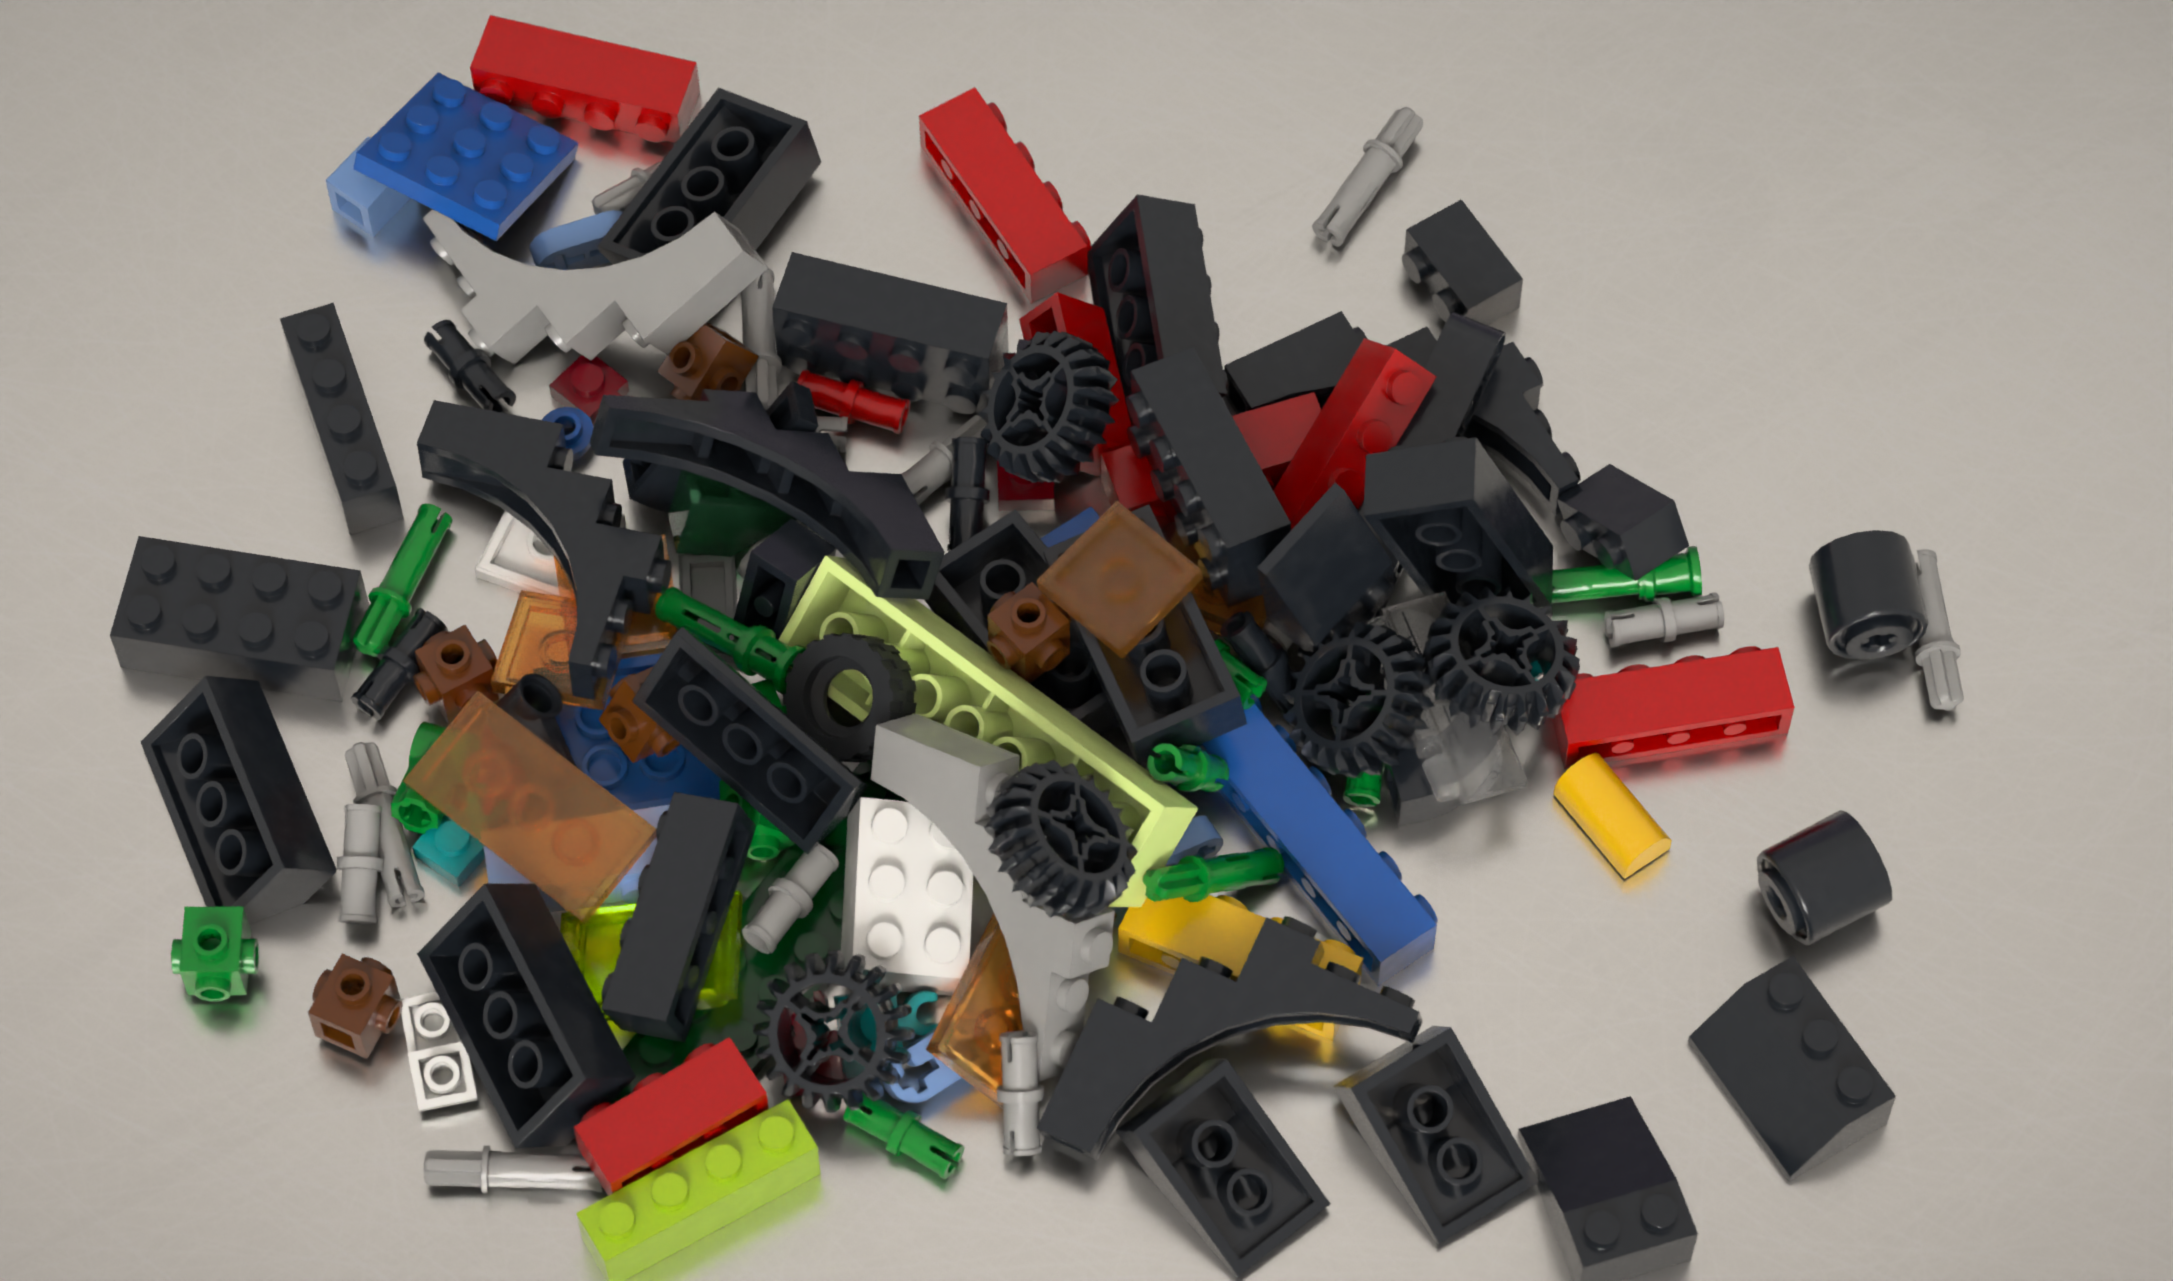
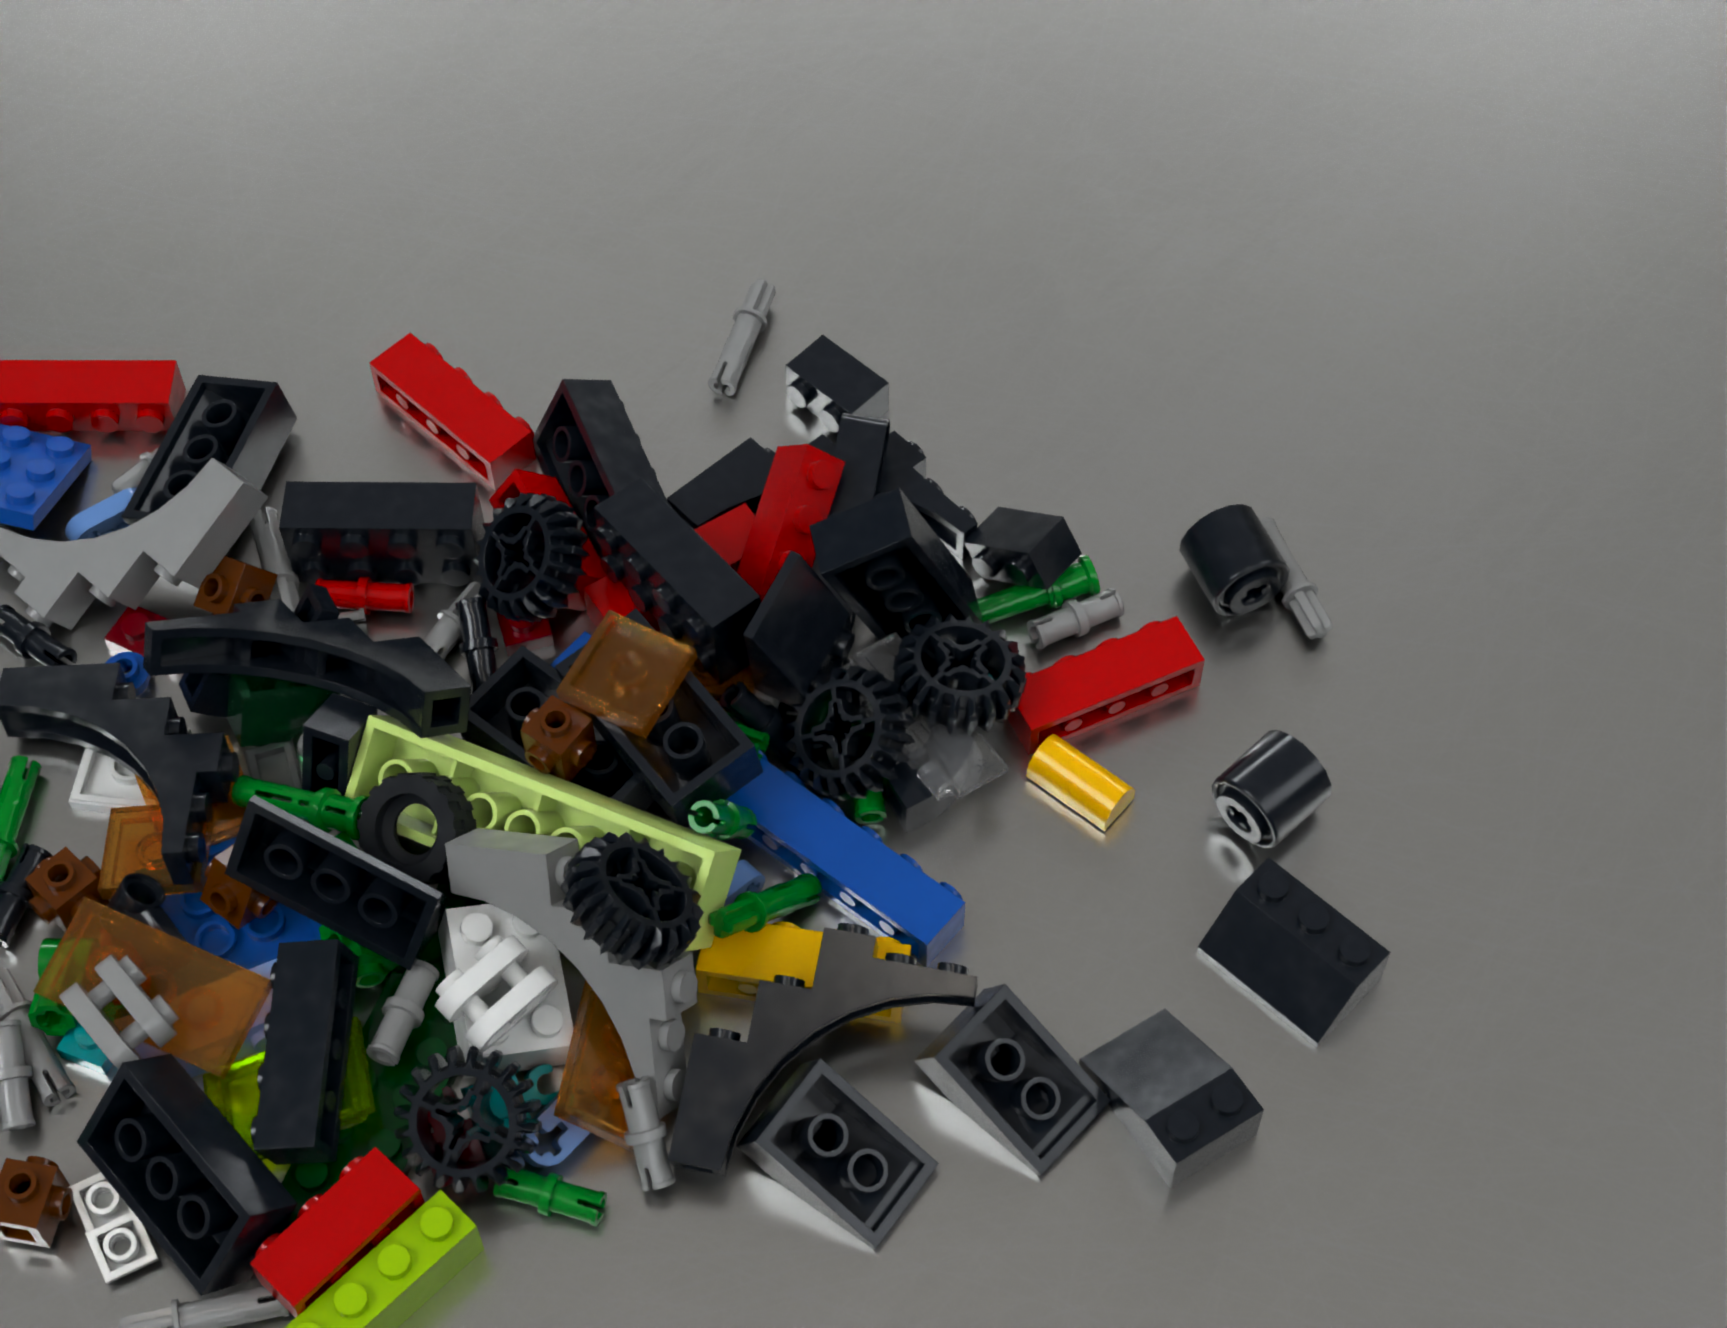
camera: 15 degrees left, 5 degrees down
(500, 793) = (120, 980): none -> light grey brick
(902, 870) = (497, 961): none -> white brick

